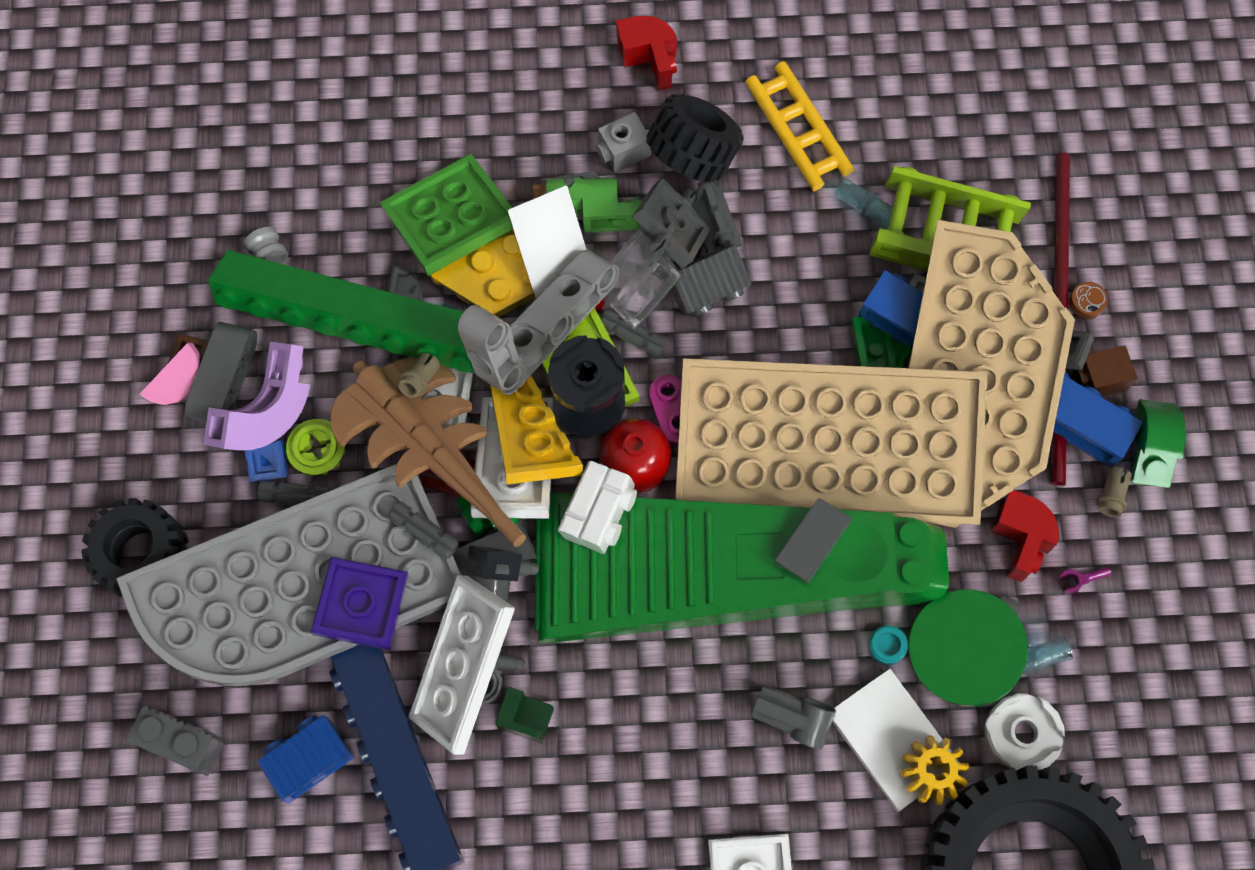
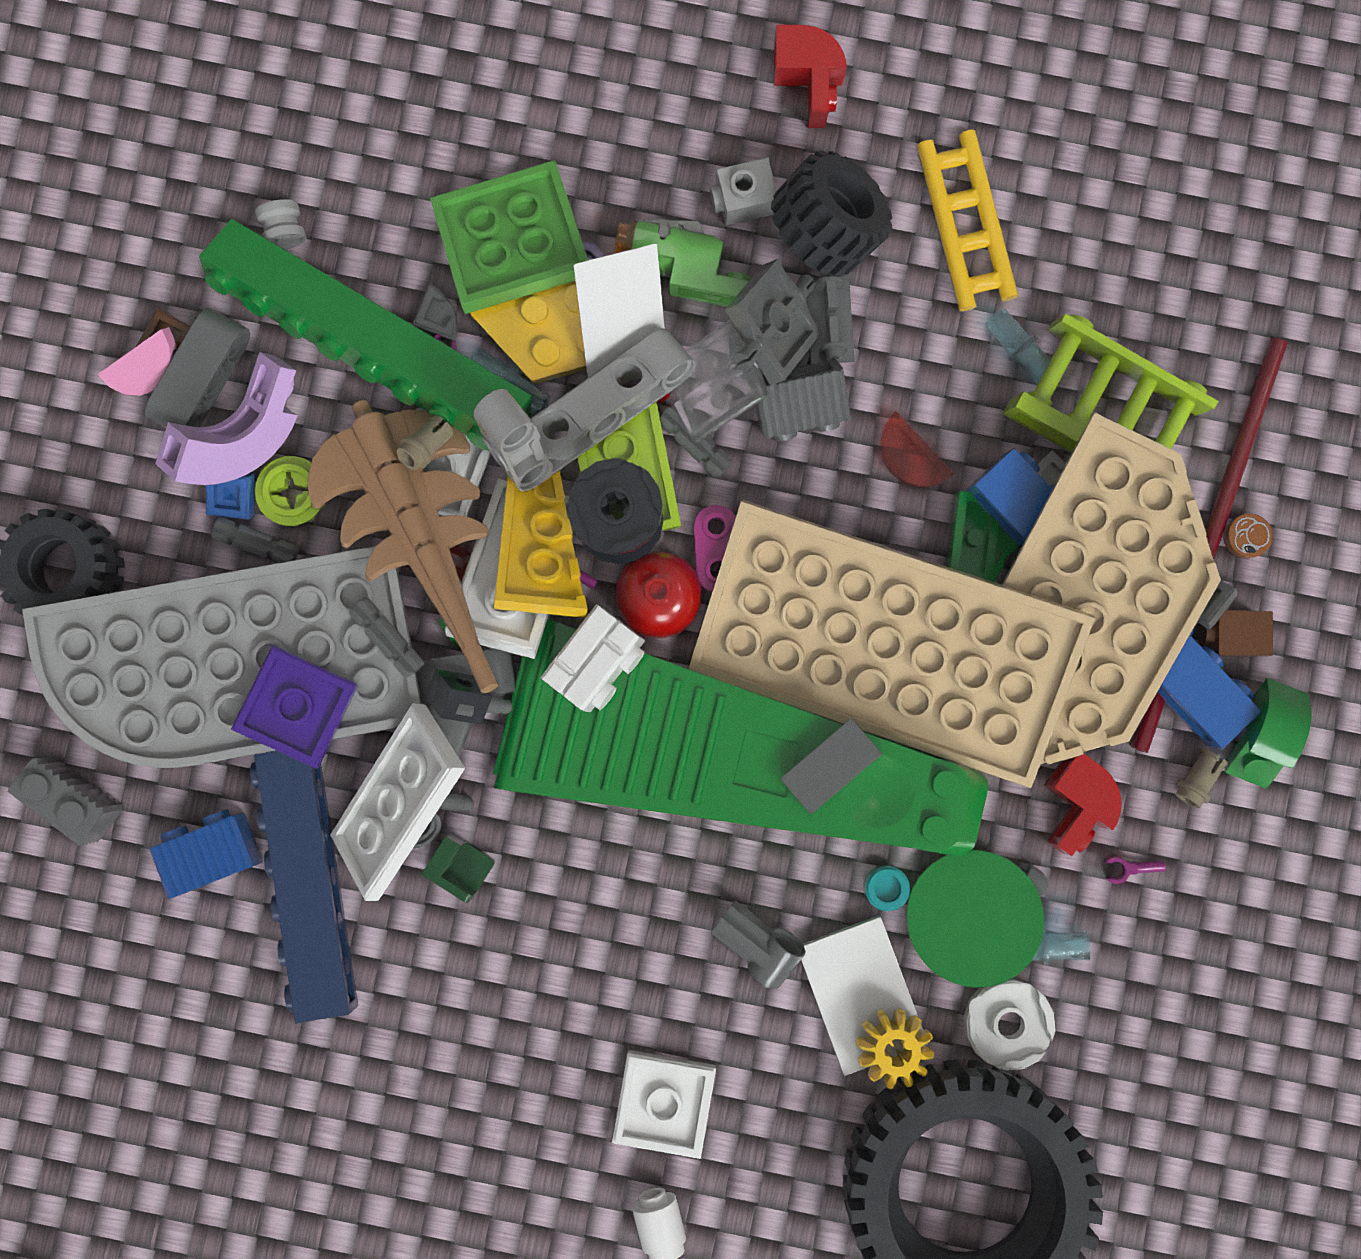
camera: 10 degrees right, 15 degrees up
(806, 304) = (909, 456): none -> clear red tile

